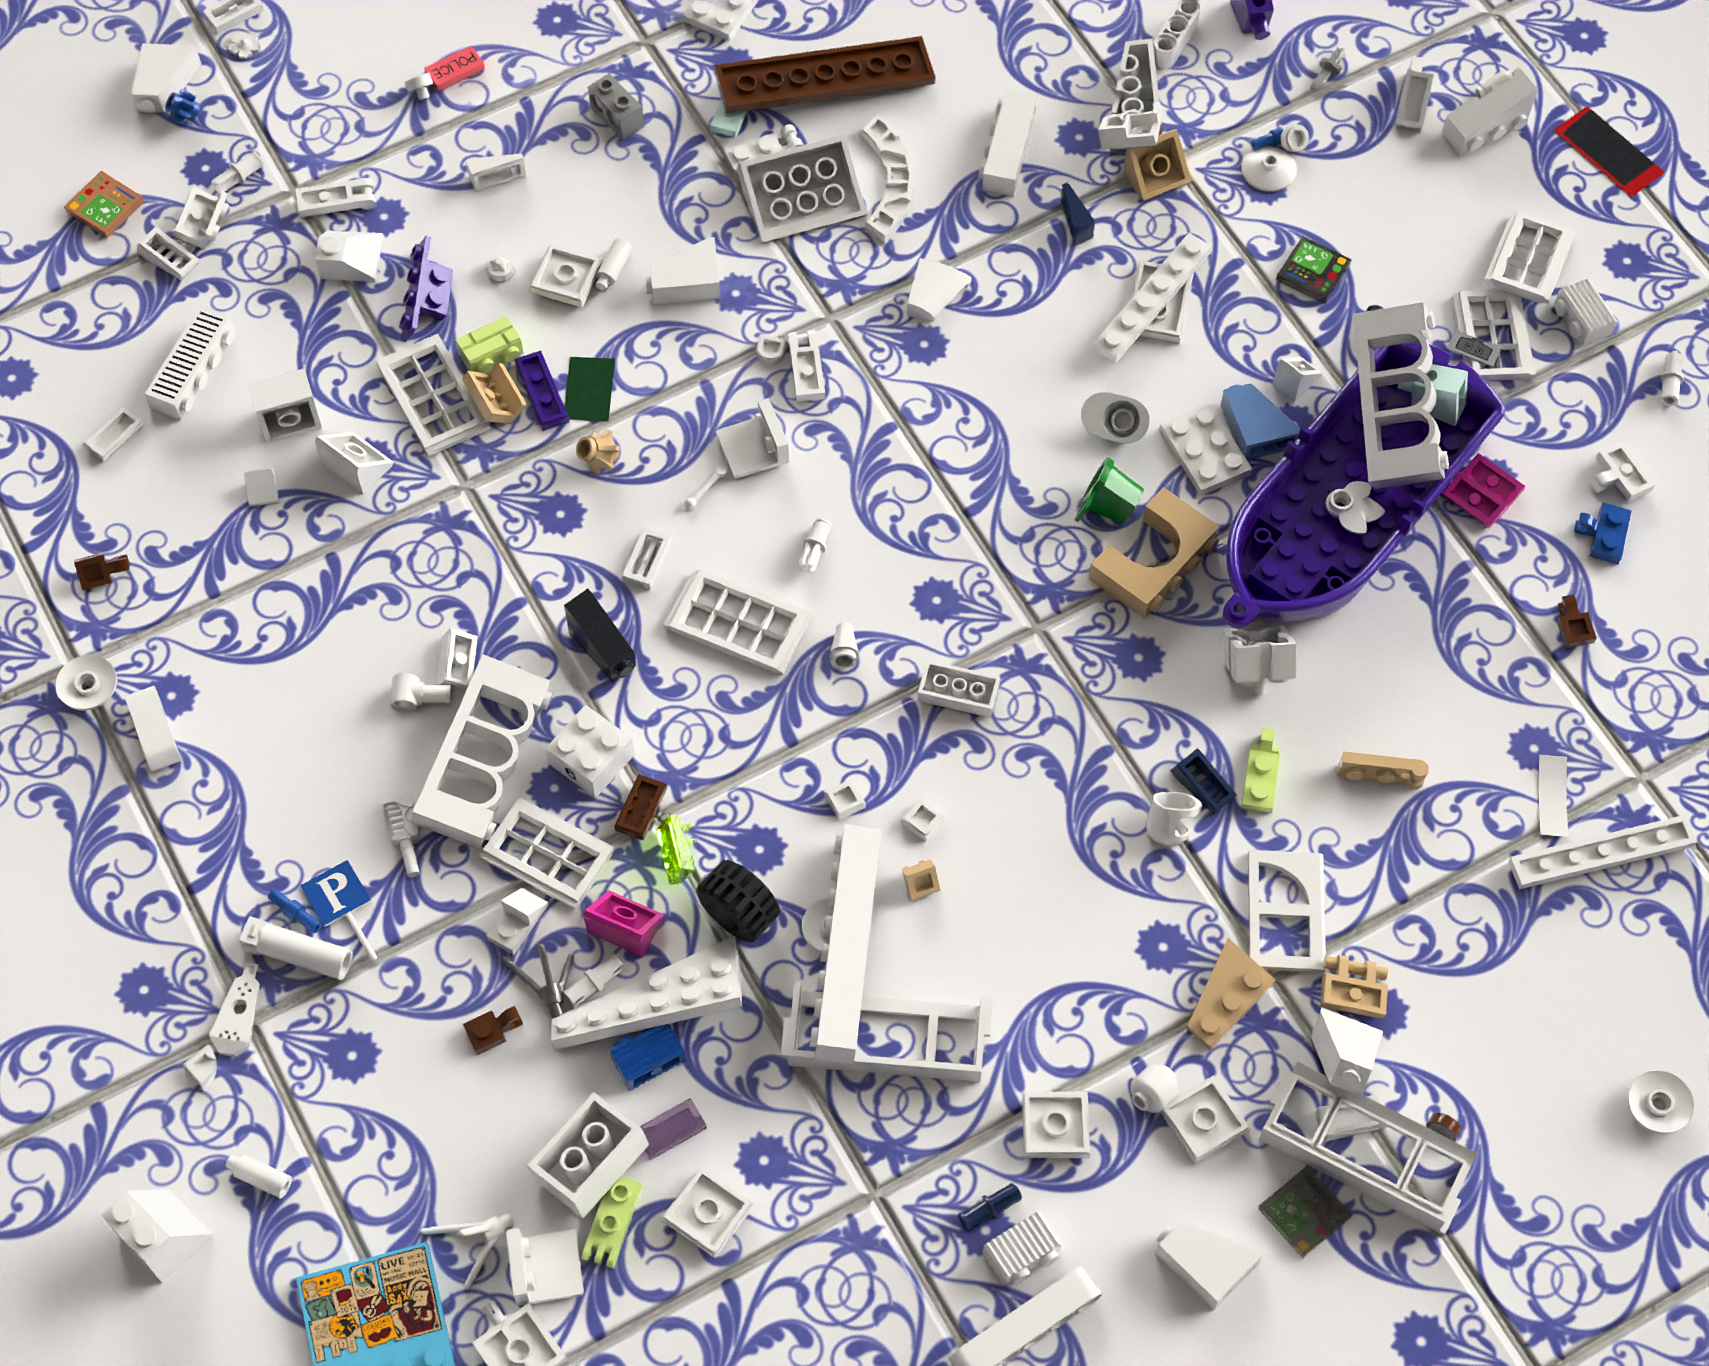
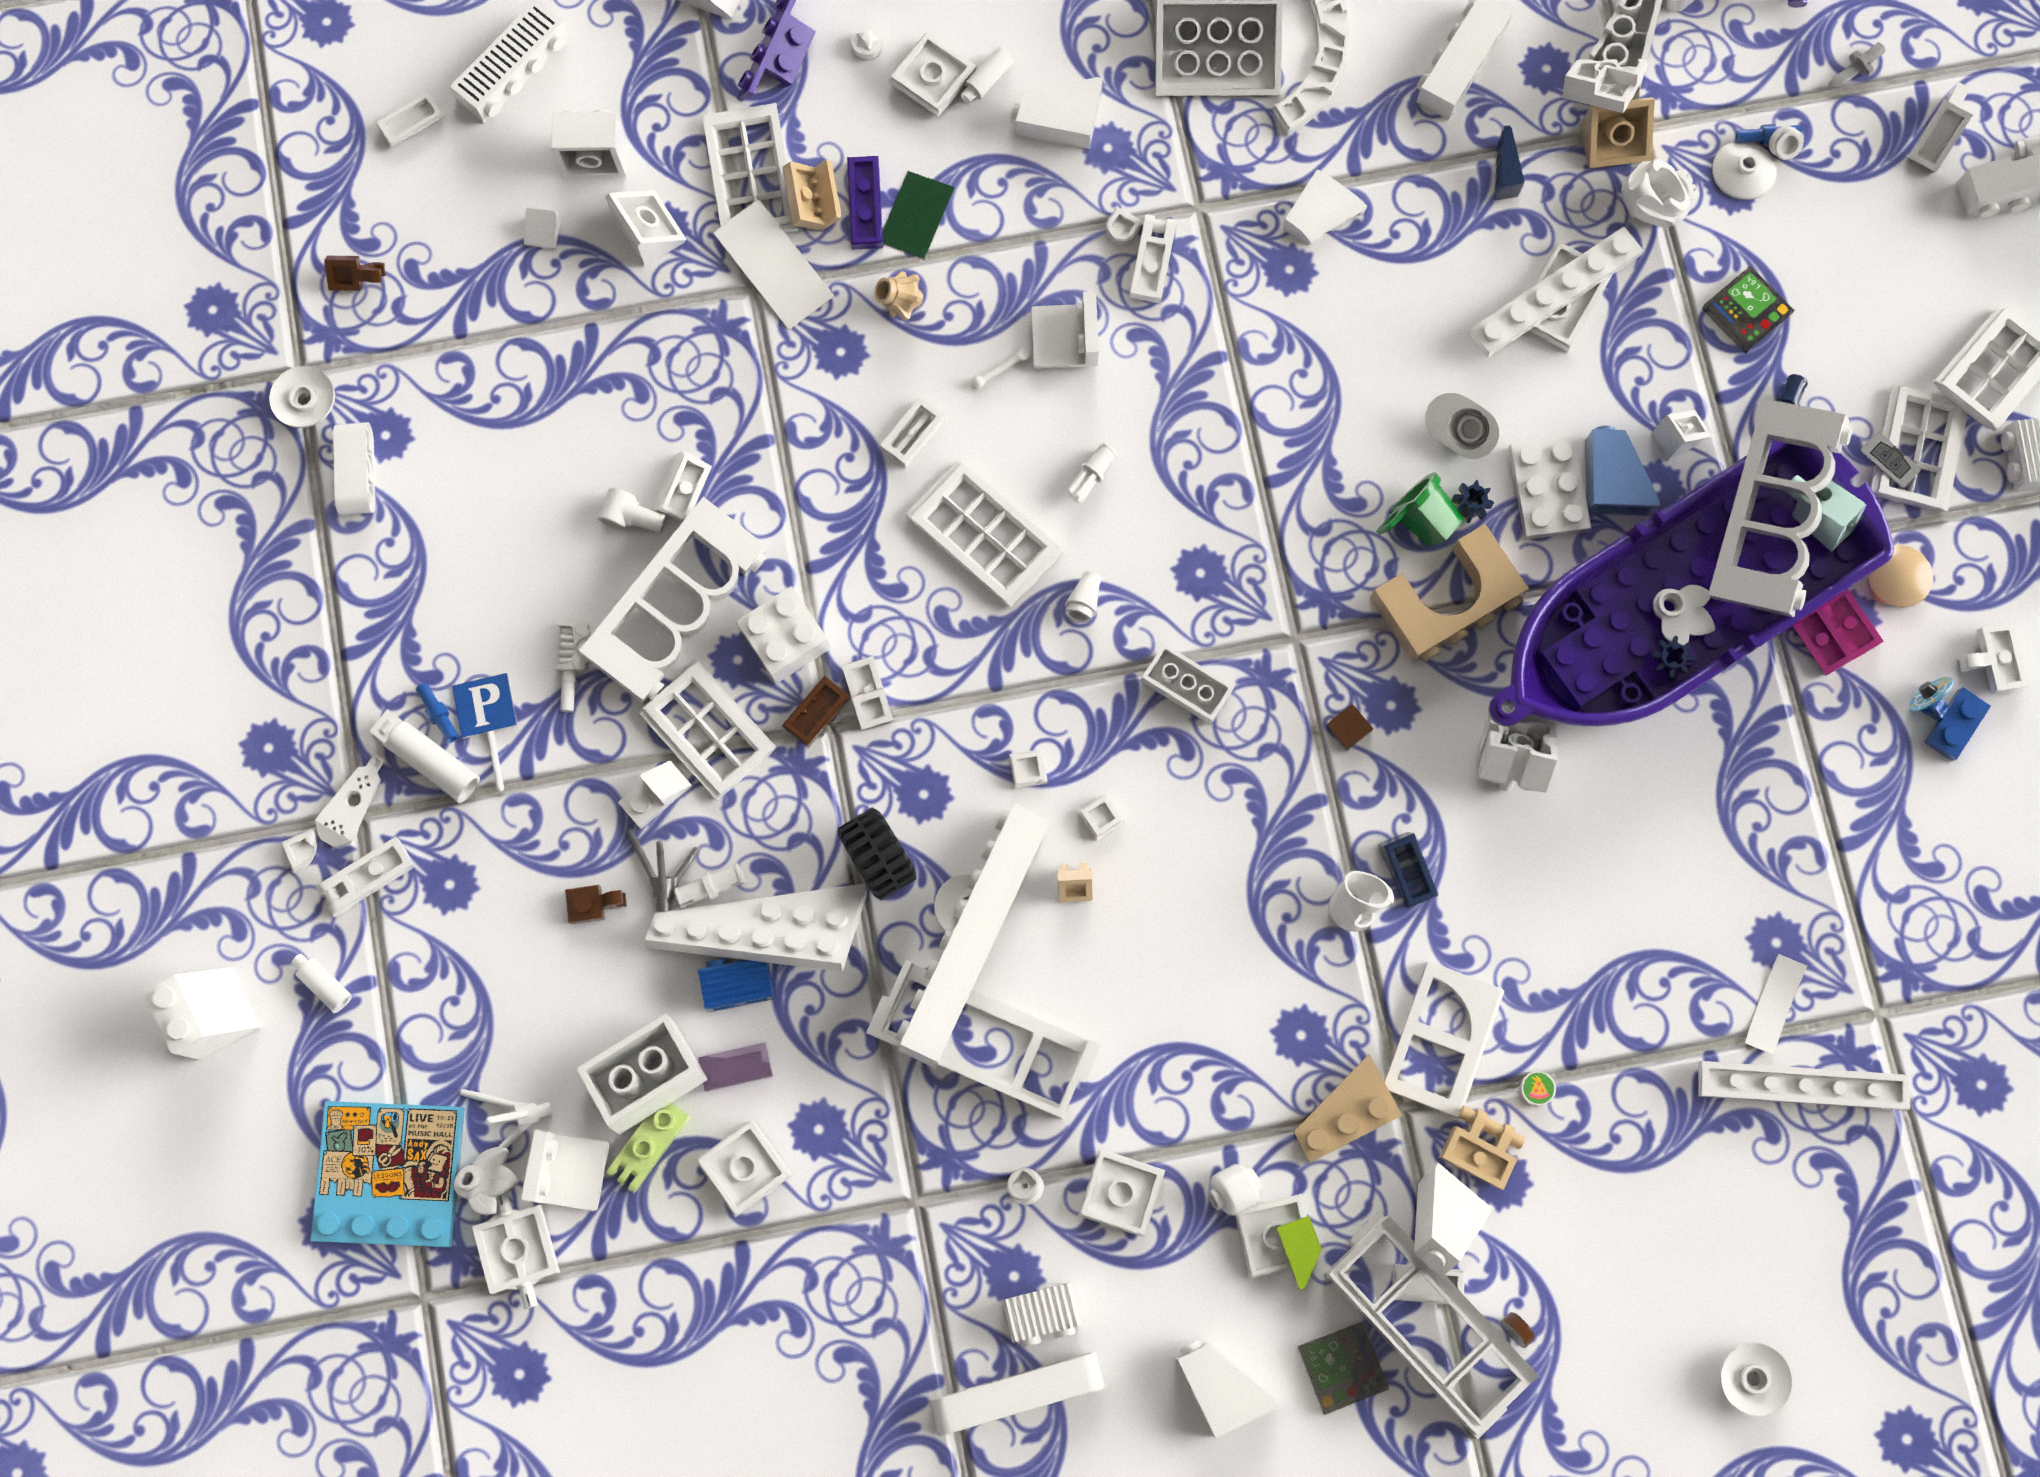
camera: 20 degrees right, 15 degrees up
(272, 1069) = (366, 876): none -> white plate
(474, 1295) = (488, 1181): none -> white plate
(478, 459) = (773, 264): none -> white sticker
(489, 345) = (825, 136): yellowish green brick -> none
(599, 636) = (832, 511): black slope -> none
(622, 922) = (759, 830): dark pink slope -> none
(675, 848) = (835, 770): clear neon green plate -> none
(681, 780) = (867, 692): none -> white slope
(968, 1146) = (1025, 1186): none -> white tile
(989, 1207) = (1025, 1256): dark blue axle -> none
(1110, 683) = (1349, 727): none -> reddish brown tile
(1146, 474) = (1472, 493): none -> dark blue gear
(1206, 211) = (1657, 203): none -> white helmet
(1230, 1118) = (1300, 1248): none -> lime tile
(1261, 774) = (1472, 880): yellowish green hinge -> none
(1355, 534) = (1672, 648): none -> dark blue gear
(1382, 925) = (1537, 1088): none -> tile
(1383, 769) = (1603, 918): tan plate -> none
(1518, 435) = (1903, 579): none -> tan dish
(1574, 626) = (1874, 822): reddish brown plate -> none
(1578, 512) = (1930, 693): none -> piece

